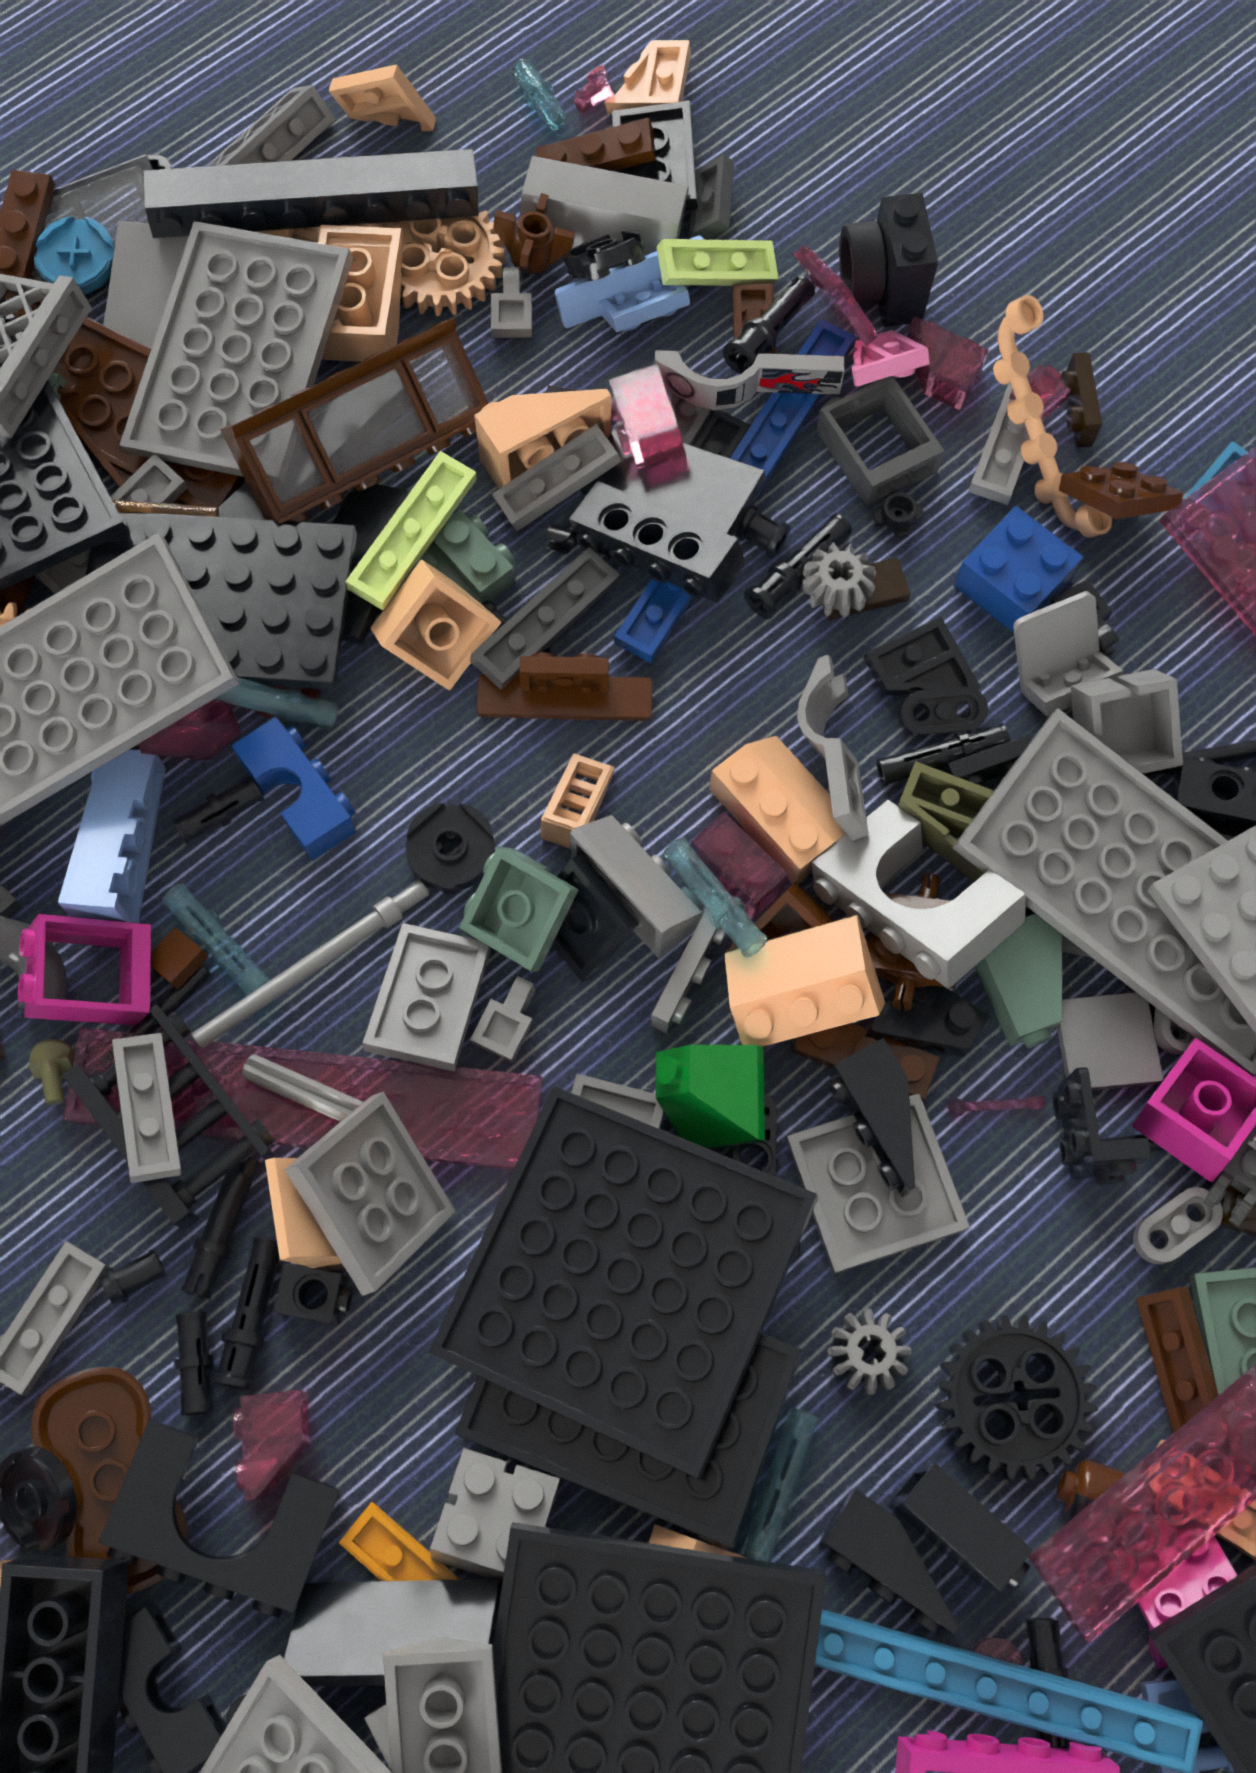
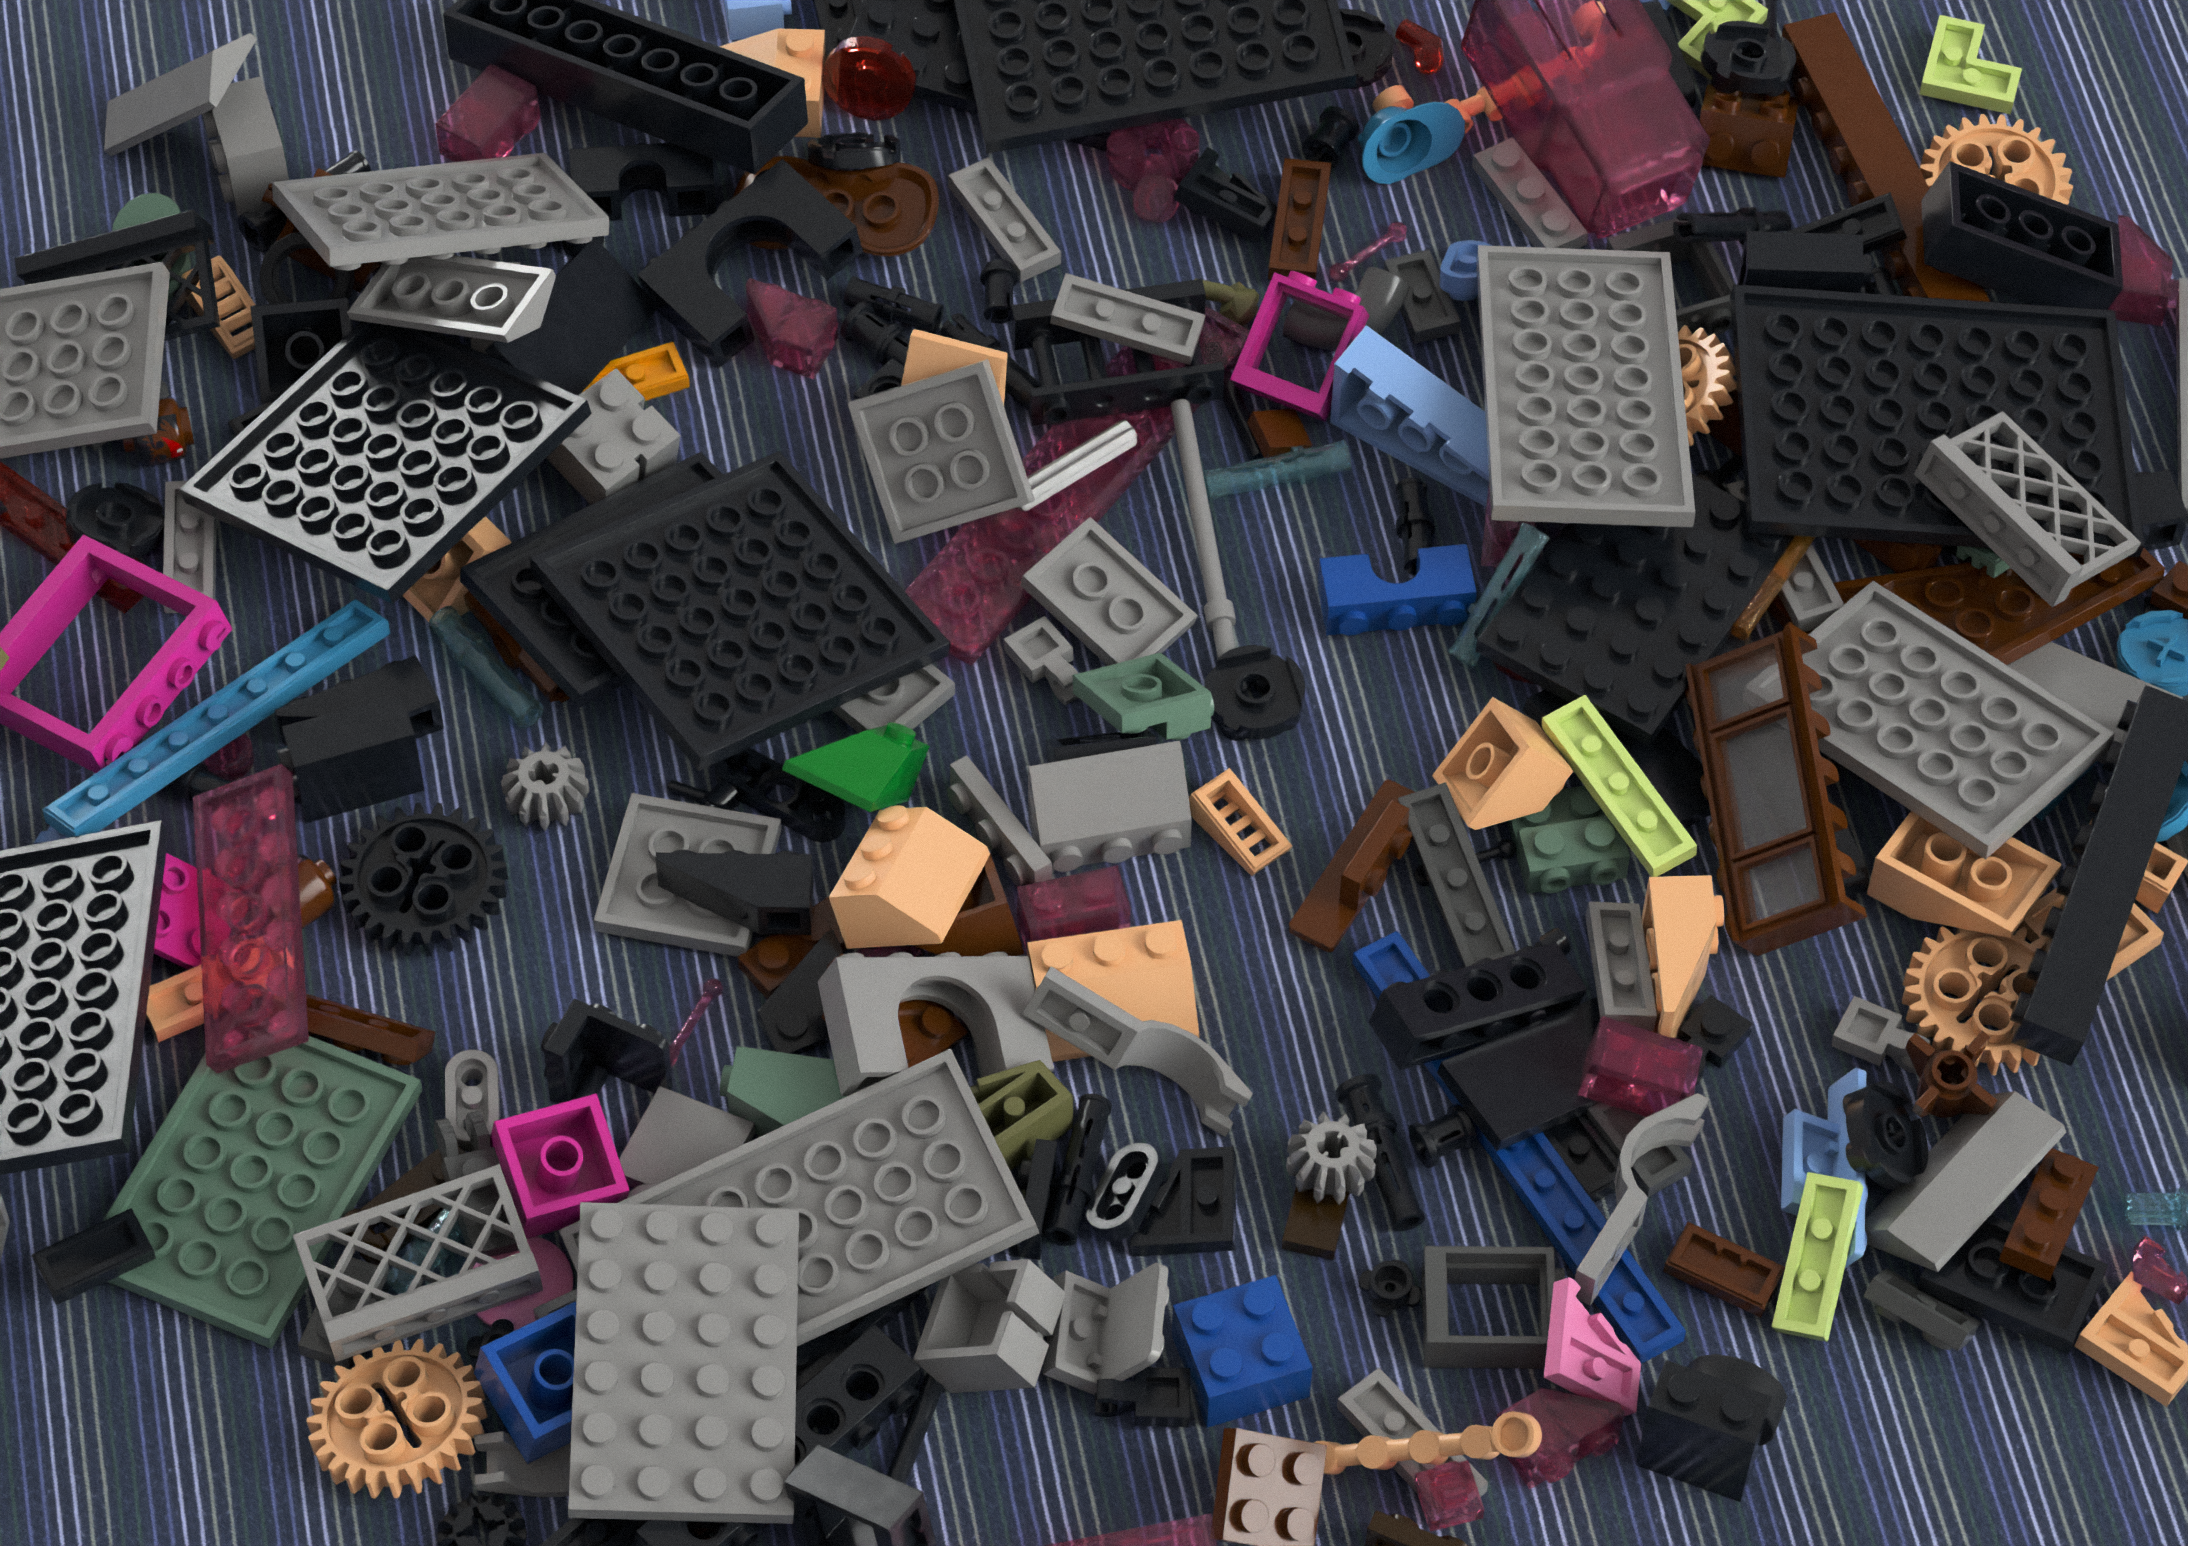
camera: 120 degrees right, 15 degrees down
(725, 910) = (1044, 852): clear light blue pin -> none
(761, 333) = (1687, 1238): black pin -> none
(836, 294) = (1689, 1321): clear pink tile -> none

